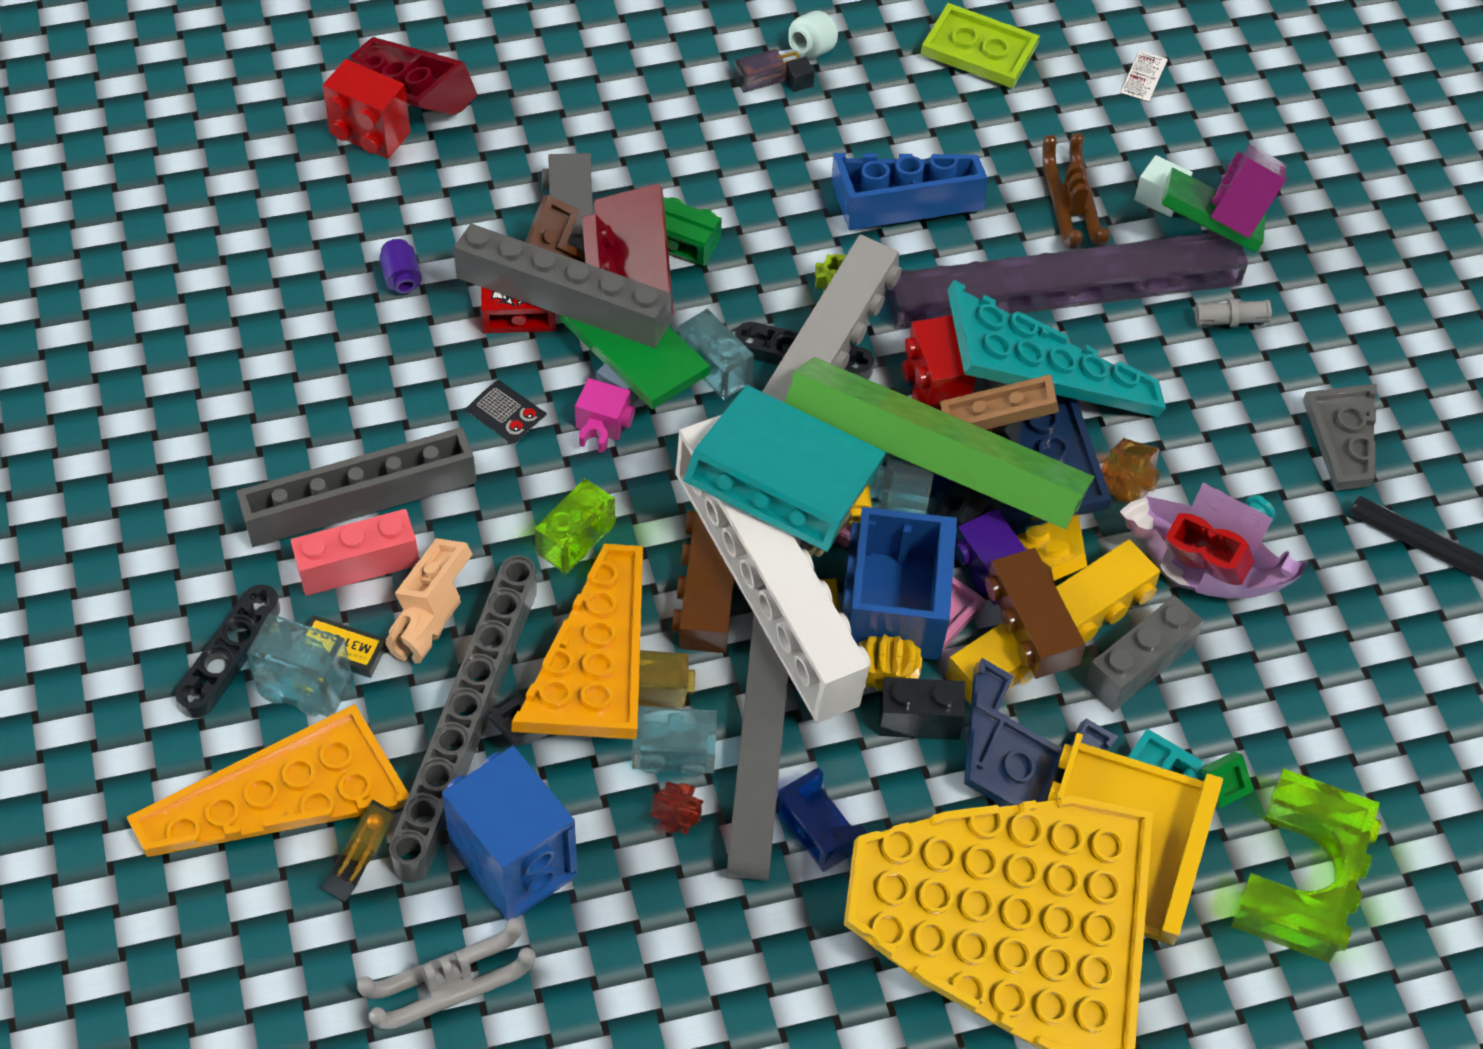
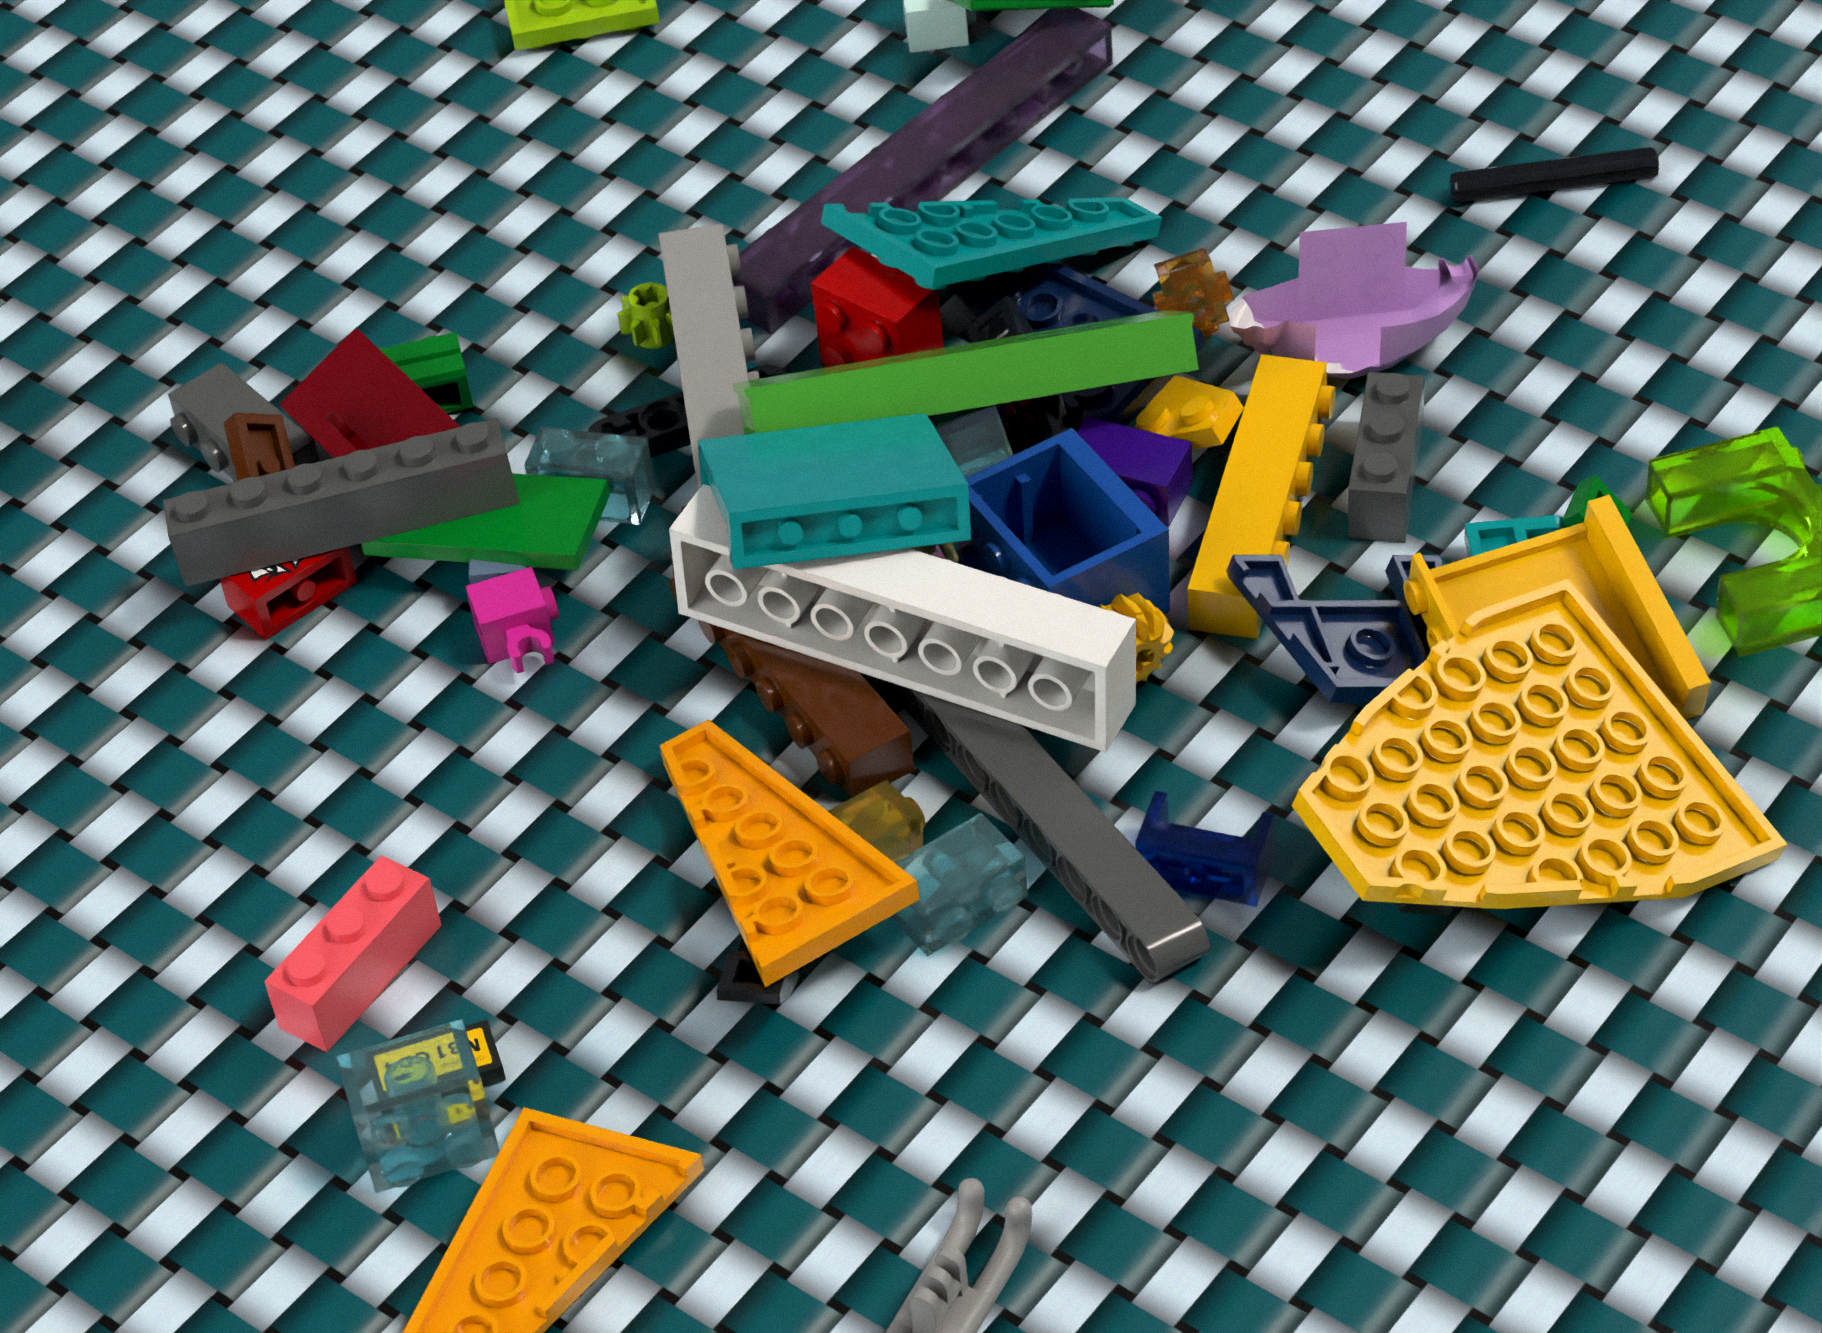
camera: 30 degrees left, 10 degrees down
(223, 648) = (291, 1169): black beam -> none
(357, 486) = (283, 883): dark grey brick -> none
(359, 850) = (694, 1243): piece -> none
(400, 266) = (88, 628): dark purple brick -> none
(427, 599) = (502, 936): light nougat plate -> none
(464, 730) = (679, 1037): dark grey beam -> none
(505, 411) = (382, 701): black sticker -> none
(510, 832) = (877, 1085): blue container -> none
(575, 526) = (606, 749): clear neon green brick -> none
(676, 808) = (1031, 946): clear red gear -> none
(770, 69) = (350, 162): piece -> none
(813, 34) = (367, 98): light aqua head -> none
(906, 188) = (643, 181): blue wedge -> none
(921, 708) = (1203, 665): black brick -> none
(1005, 403) = (1001, 296): medium nougat plate -> none
(1034, 613) = (1242, 477): reddish brown brick -> none
(1074, 195) = (841, 80): reddish brown piece -> none
(1217, 550) = (1355, 306): red brick -> none
(1233, 313) = (1136, 88): light grey pin -> none
(1345, 433) = (1374, 128): dark grey wing -> none

